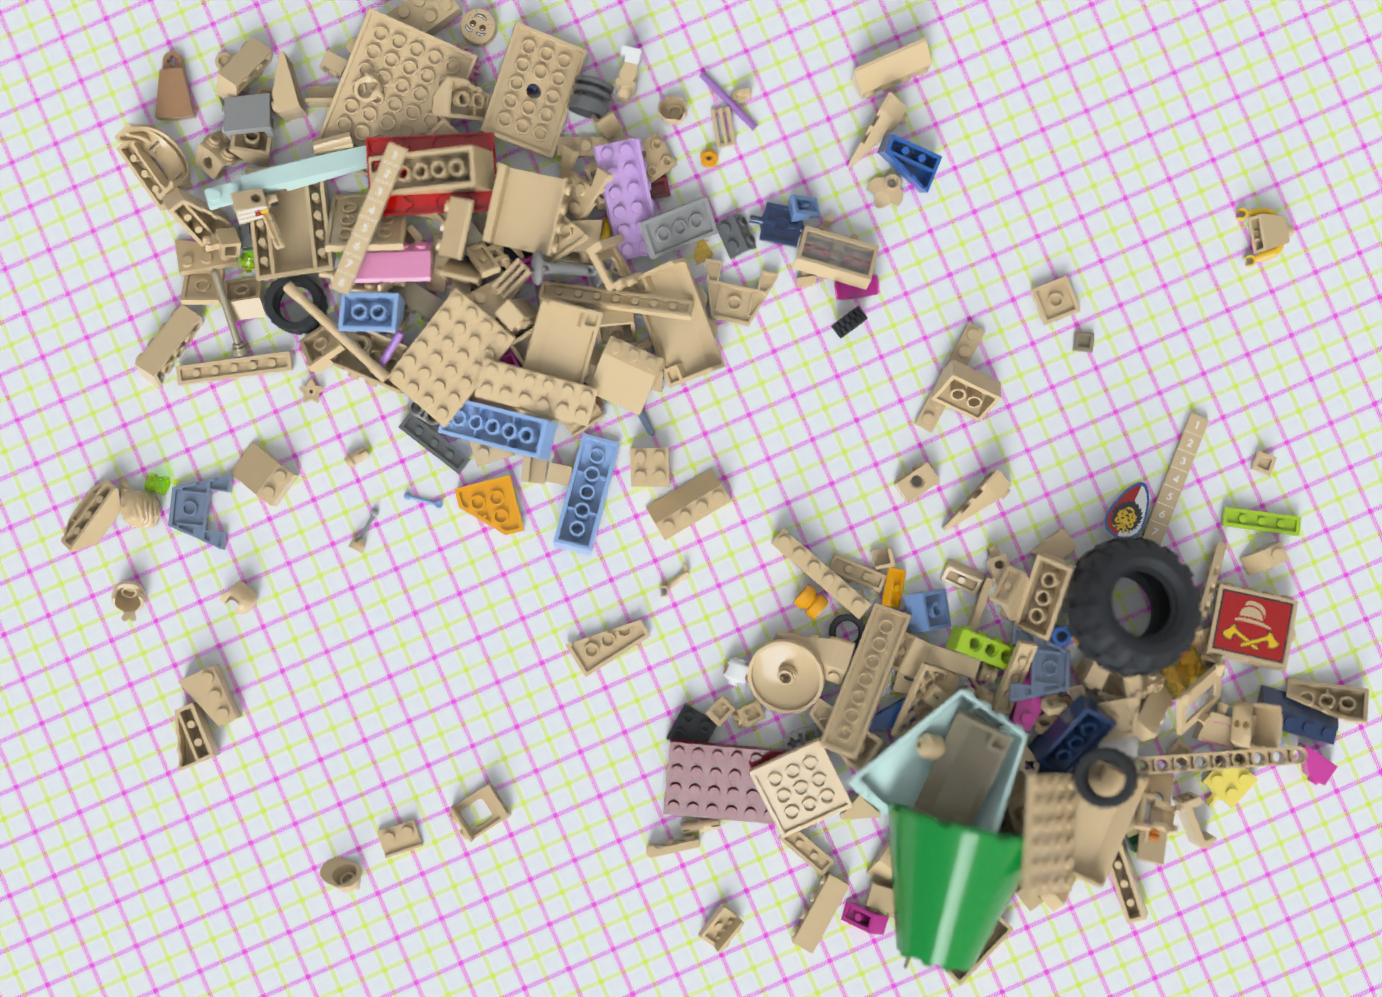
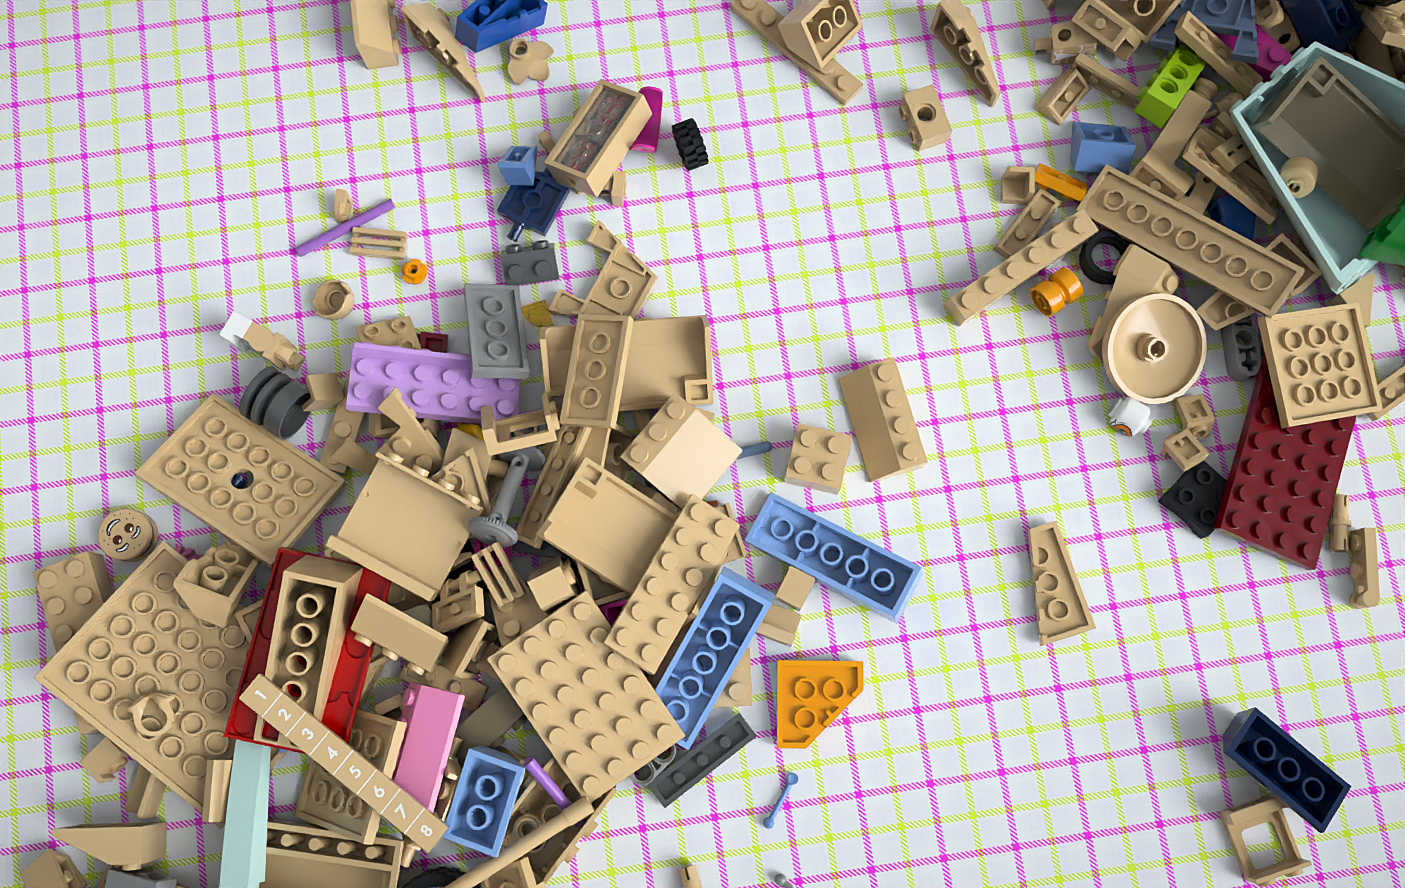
camera: 80 degrees left, 10 degrees down
(525, 813) = (1285, 767): none -> dark blue slope
(662, 303) = (596, 371): none -> tan plate
(676, 580) = (981, 462): tan piece -> none

